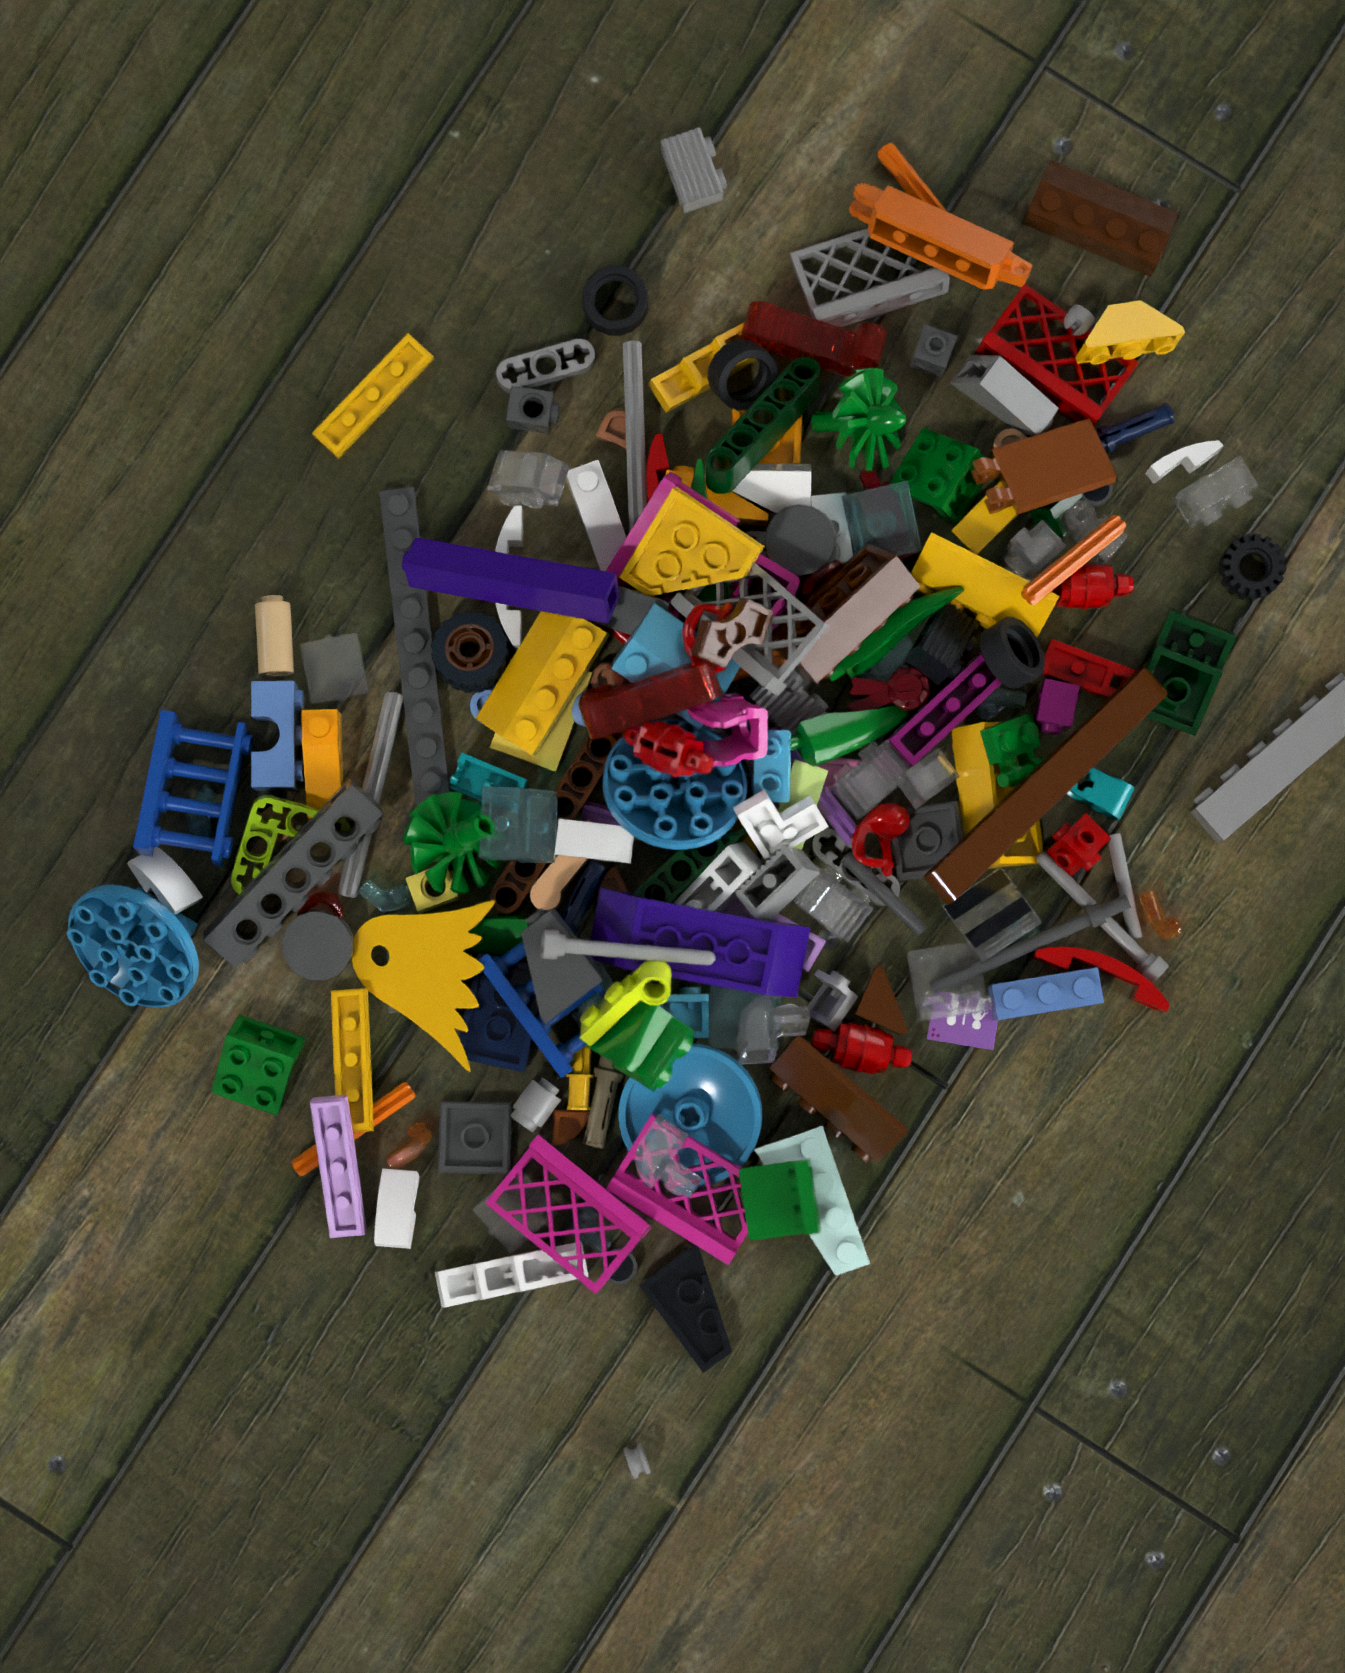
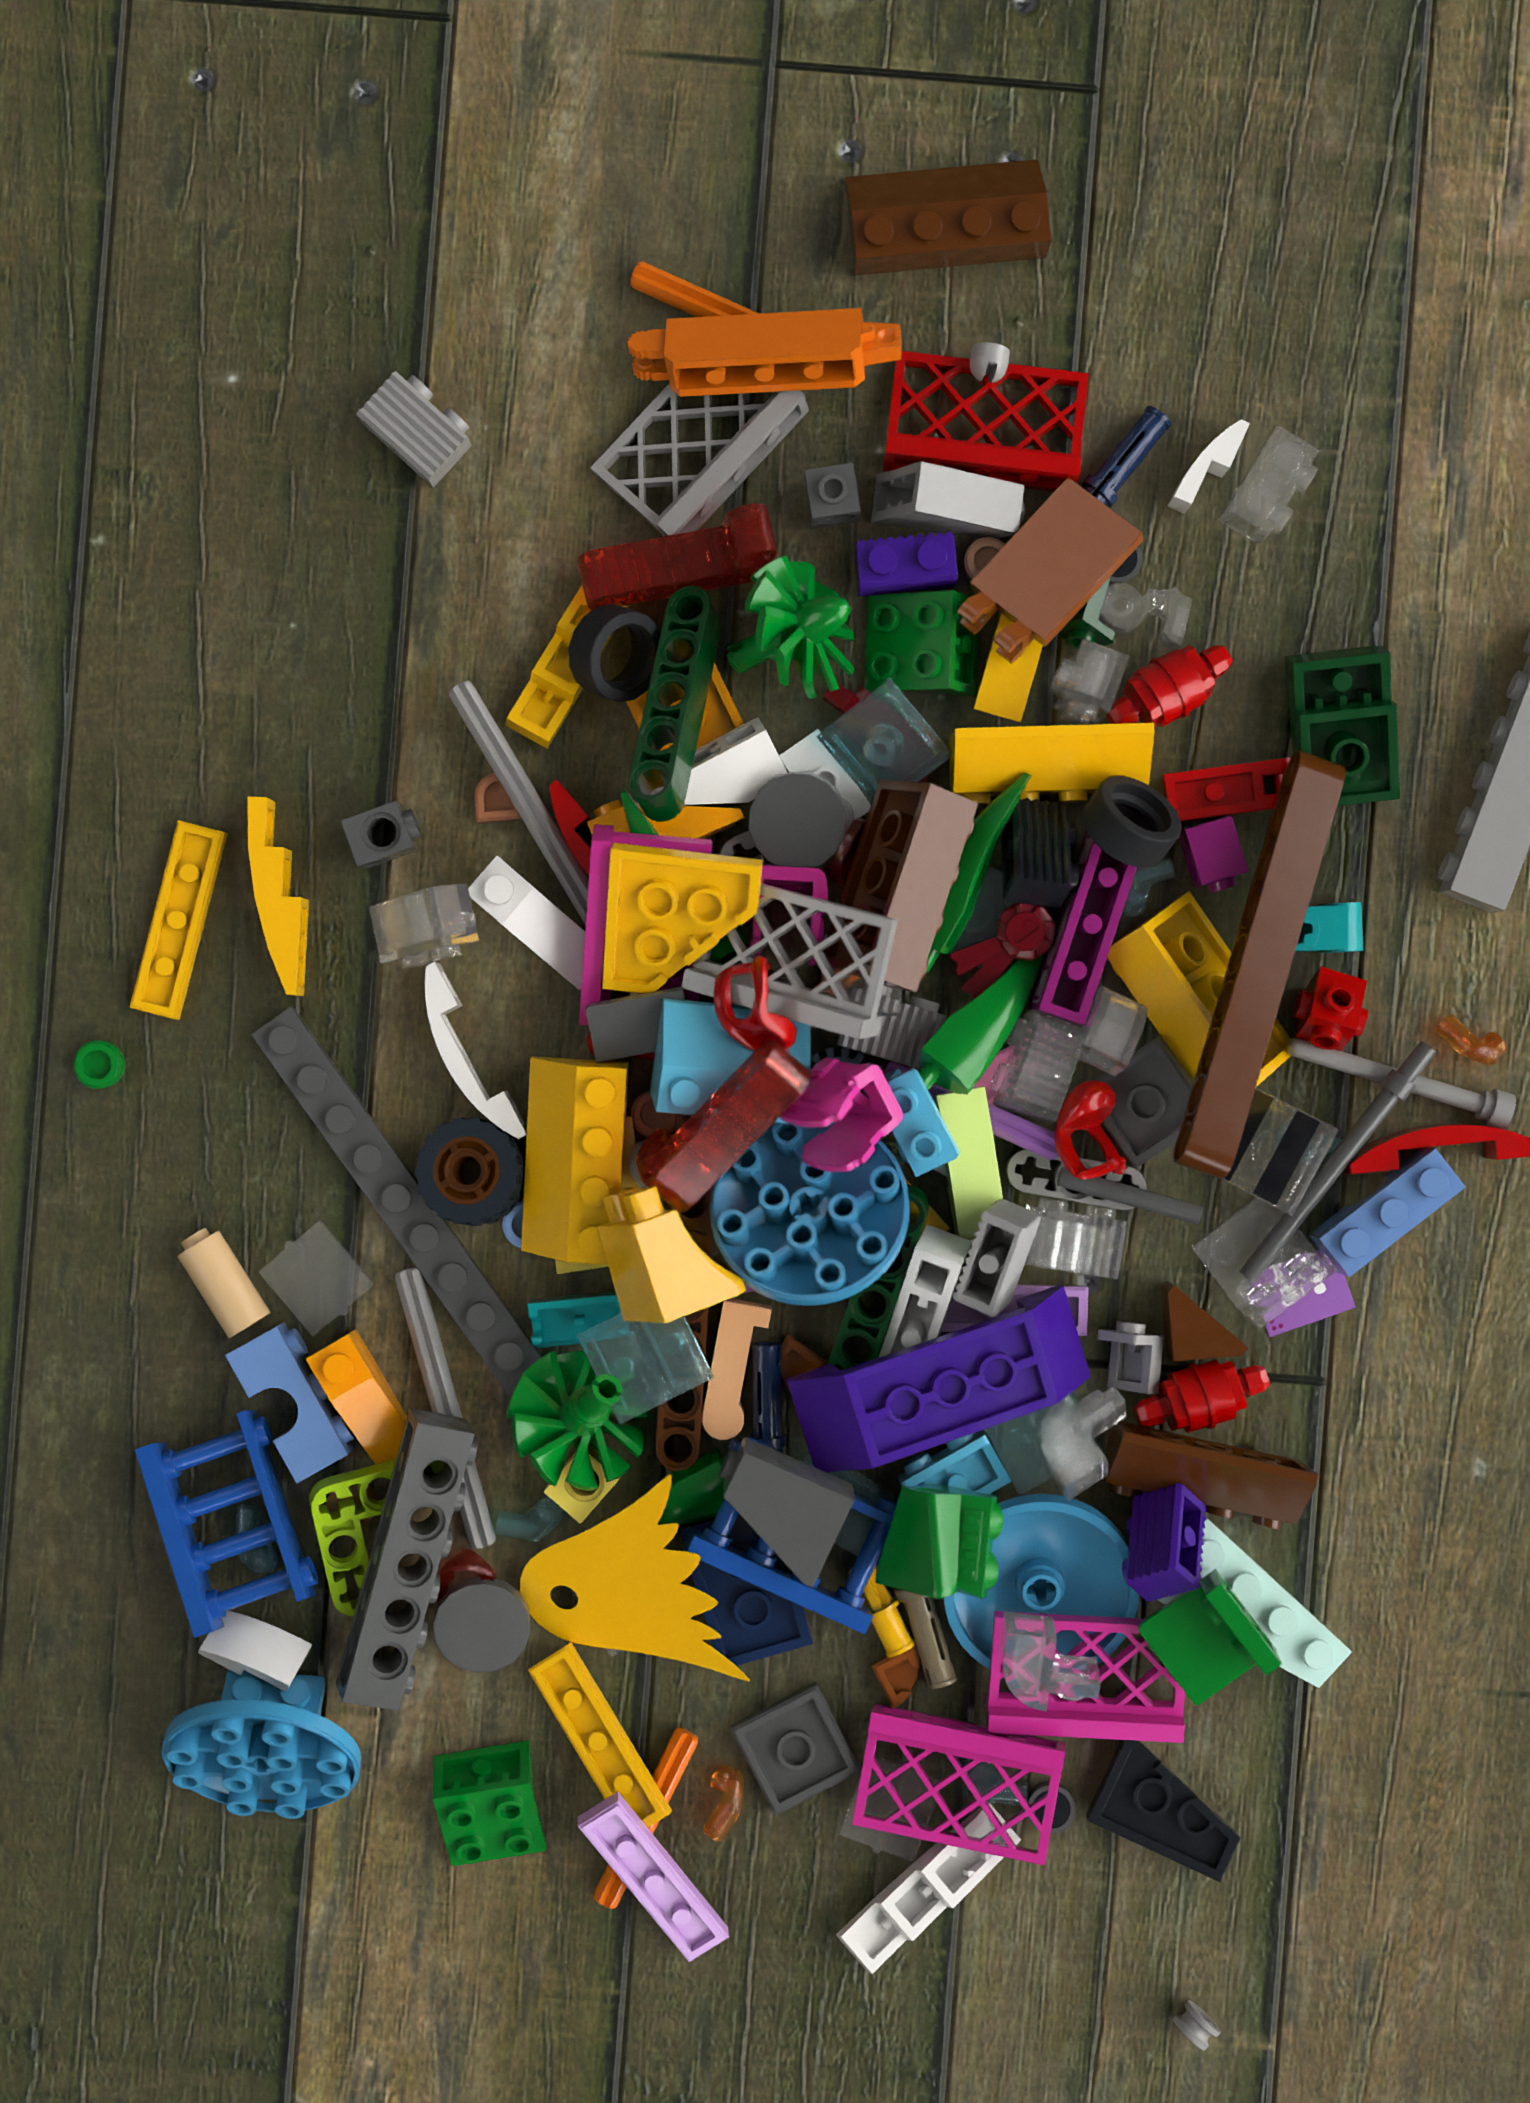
camera: 25 degrees left, 5 degrees up
(272, 459) = (99, 1064): none -> green tile
(395, 1208) = (748, 1886): white slope -> none
(441, 425) = (281, 916): none -> yellow slope
(511, 580) = (474, 1065): dark purple brick -> none
(535, 1104) = (847, 1673): light grey brick -> none
(551, 351) = (365, 748): light grey beam -> none
(557, 944) = (776, 1490): light grey piece -> none
(560, 760) = (656, 1262): none -> yellow hips
(593, 841) = (745, 1328): white slope -> none
(606, 275) = (392, 609): black tyre -> none
(623, 996) = (909, 1476): neon yellow plate -> none
(669, 749) = (784, 1177): red piece -> none
(721, 639) = (775, 1009): tile -> none
(775, 829) = (961, 1197): white plate -> none
(786, 1124) = (1165, 1543): none -> dark purple brick
(956, 418) = (906, 564): none -> dark purple brick
(1012, 739) = (1183, 928): green plate -> none
(1073, 559) = (1146, 668): orange axle -> none
(1124, 885) = (1408, 1024): light grey bar -> none
(1128, 332) = (1058, 344): yellow slope -> none
(1252, 546) = (1380, 532): black tyre -> none

